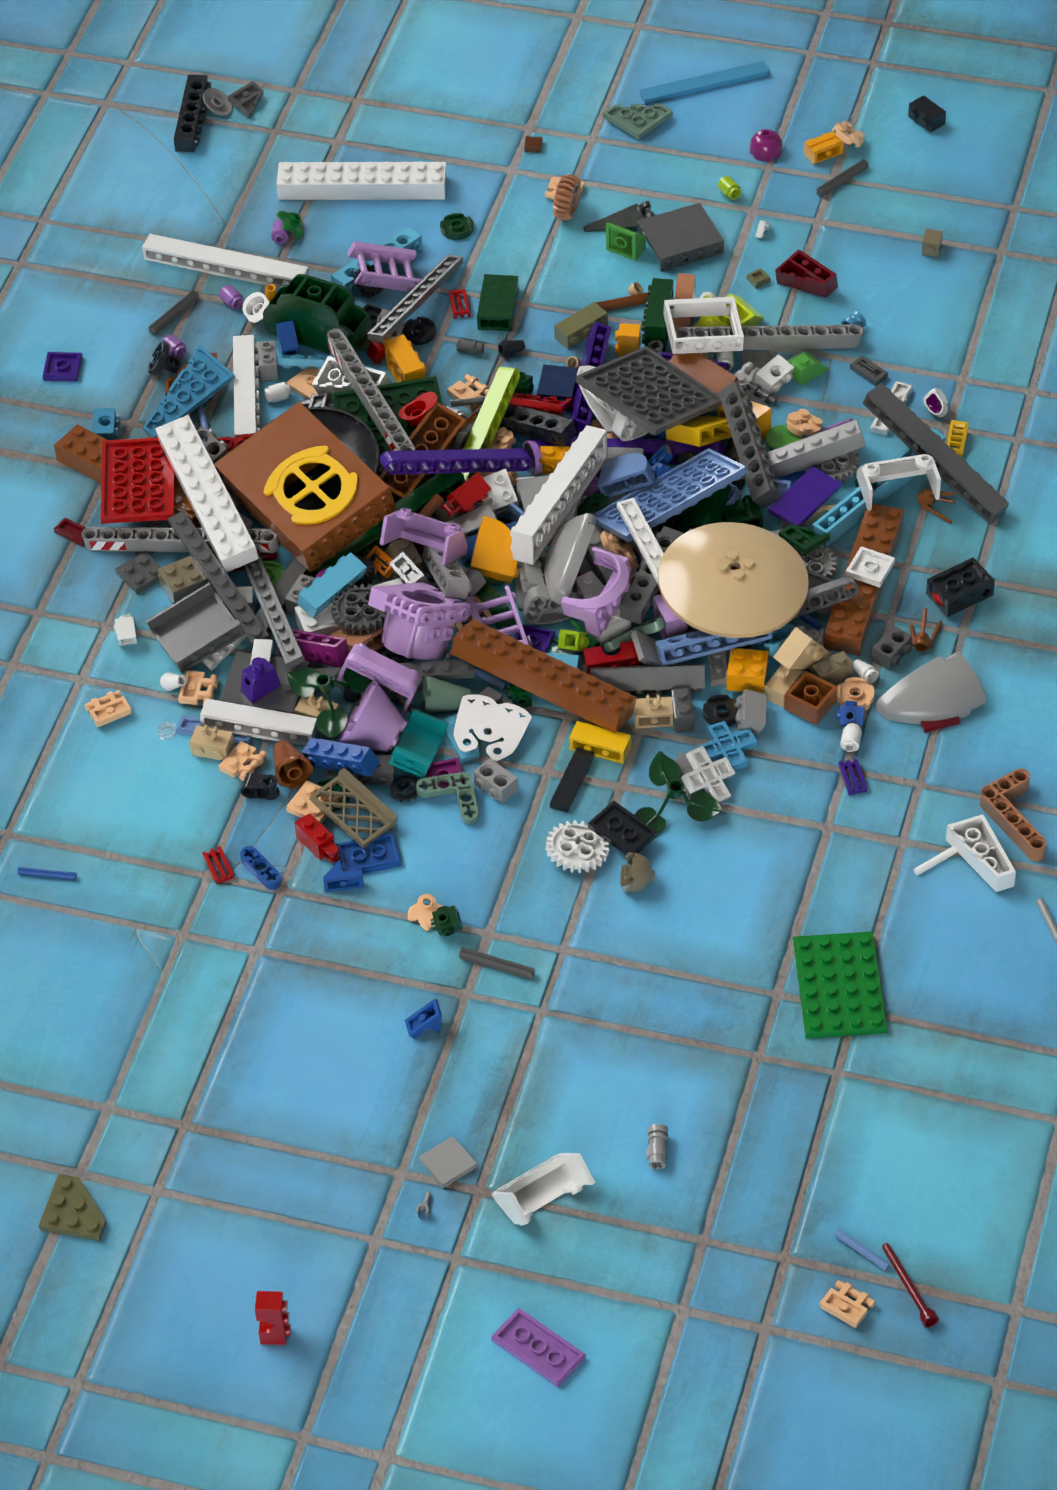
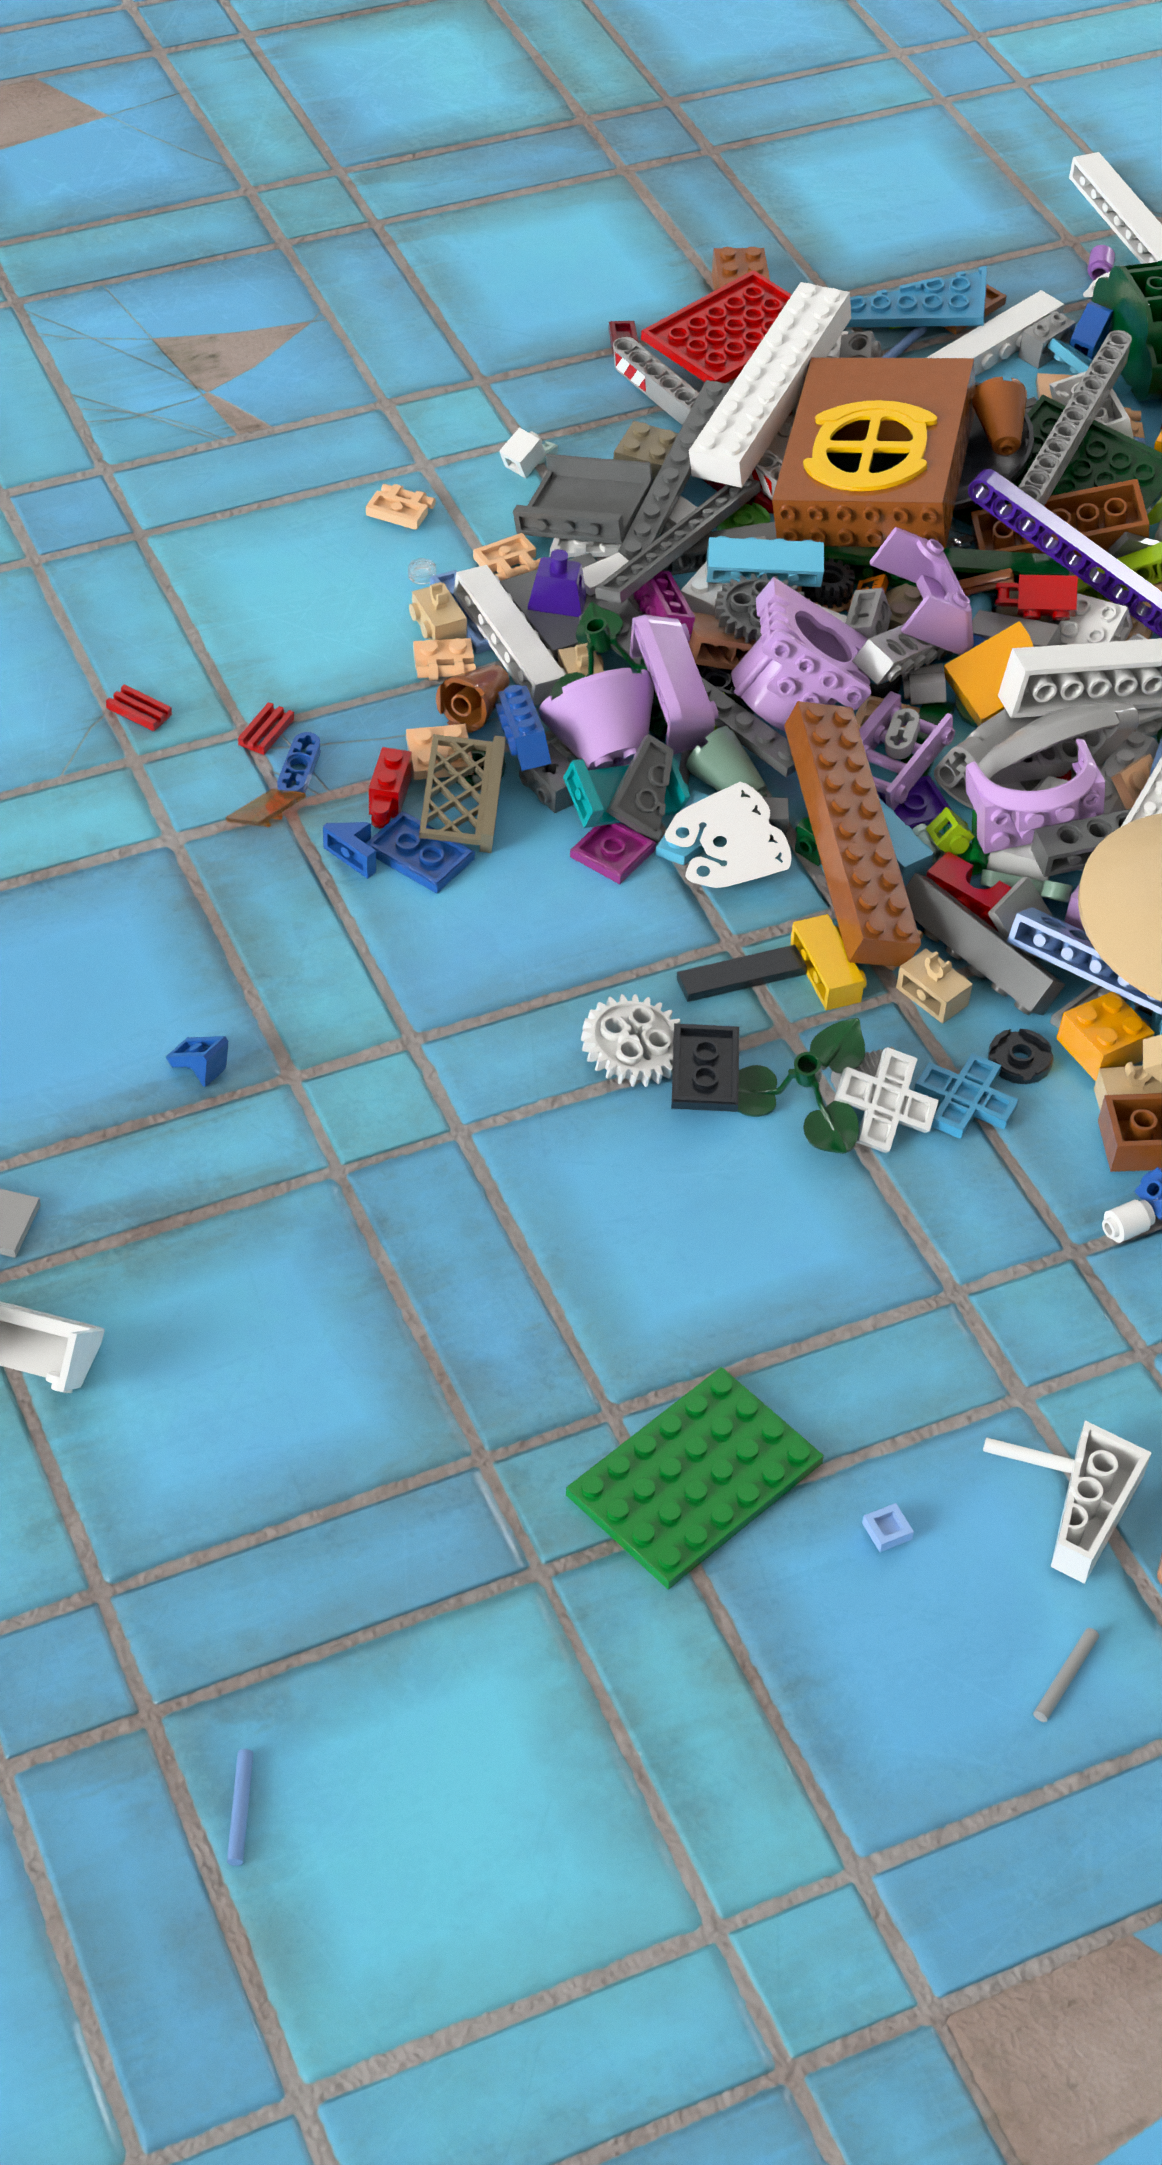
camera: 45 degrees right, 0 degrees up
(47, 873) = (111, 596): blue bar -> none
(62, 366) = (842, 204): dark purple tile -> none
(105, 423) = (796, 269): dark azure brick -> none
(139, 572) = (620, 414): dark grey plate -> none
(147, 907) = (142, 705): none -> red tile
(163, 360) = (939, 259): black tile -> none
(171, 681) = (485, 526): white cone -> none
(172, 313) = (1023, 237): dark grey axle -> none
(177, 347) = (972, 257): medium lavender brick -> none
(259, 785) = (417, 693): black piece -> none
(277, 392) = (1011, 368): white brick -> none
(280, 897) = (266, 807): none -> clear orange piece
(340, 420) = (1001, 412): none -> dark orange cone
(400, 784) = (561, 816): black gear -> none
(418, 408) = (1108, 474): red piece -> none
(423, 912) = (379, 959): light nougat plate -> none
(428, 739) = (643, 788): none -> dark grey wing
(446, 920) = (379, 981): dark green brick -> none
(459, 788) = (600, 872): sand green beam -> none
(495, 780) = (655, 898): light grey brick -> none
(497, 963) = (368, 1075): dark grey axle -> none
(500, 611) = (897, 732): none -> light grey beam
(636, 873) = (649, 1126): dark tan cylinder -> none
(657, 1146) = (211, 1433): light grey axle -> none
(682, 710) = (969, 1011): dark grey brick -> none
(751, 711) = (1047, 1083): light grey brick -> none
(842, 766) = (1081, 1248): dark purple tile -> none
(844, 1308) = (108, 1848): light nougat plate -> none
(927, 1316) = (181, 1977): dark red piece -> none
(928, 933) = (887, 1527): none -> light blue plate

